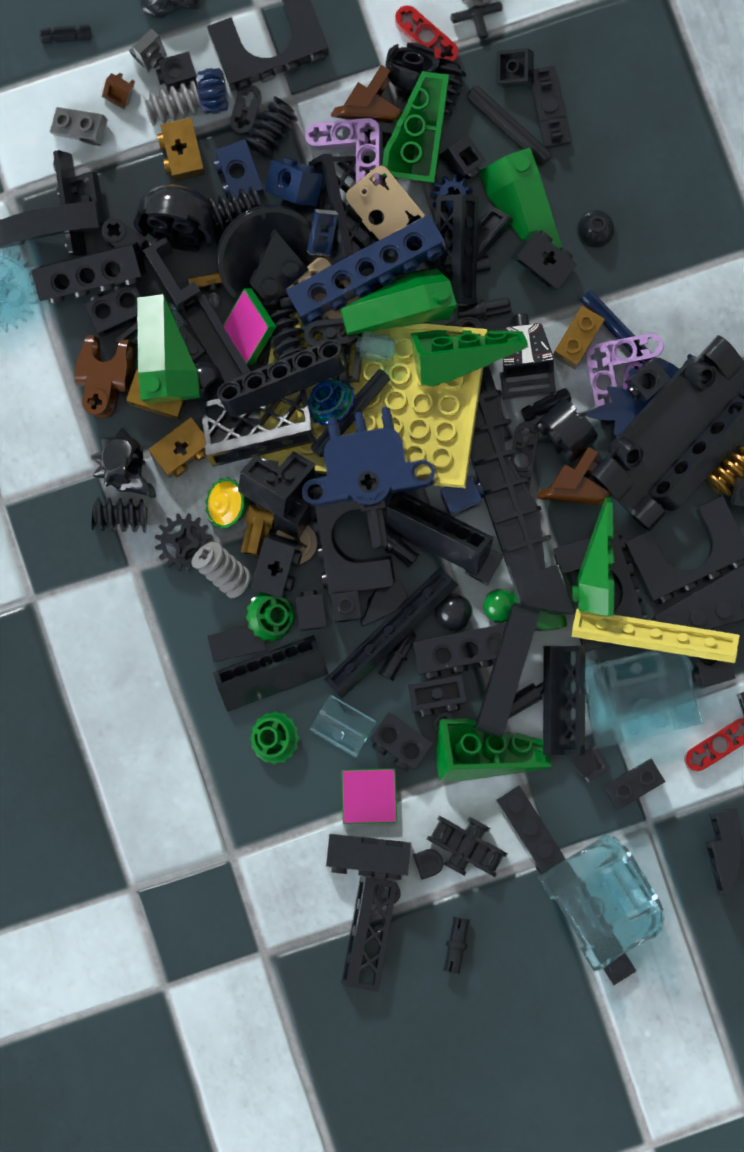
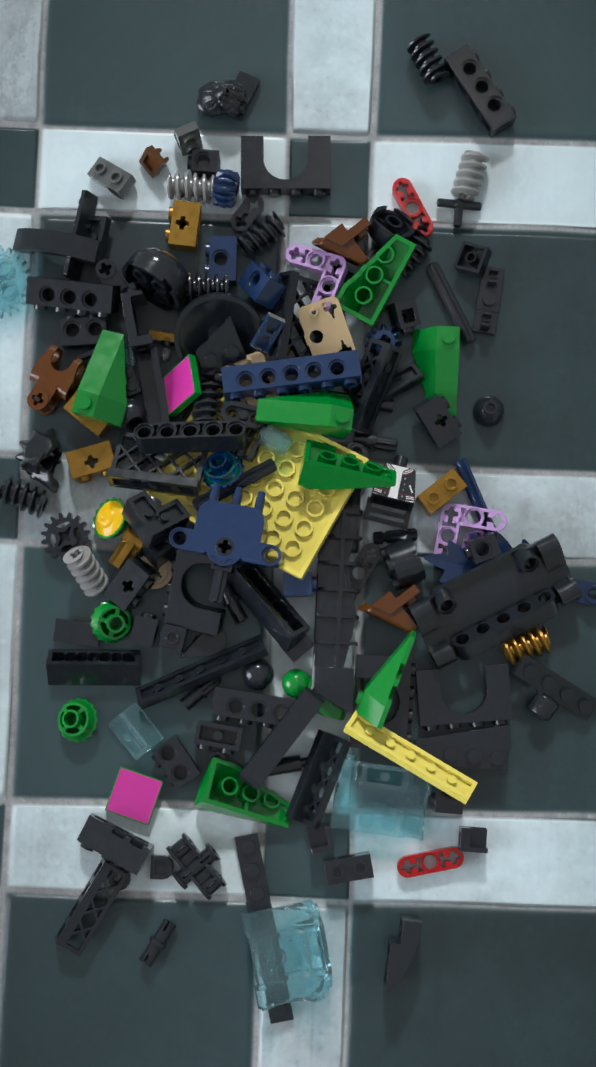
camera: 20 degrees right, 0 degrees up
(65, 34) = (129, 101): black axle -> none

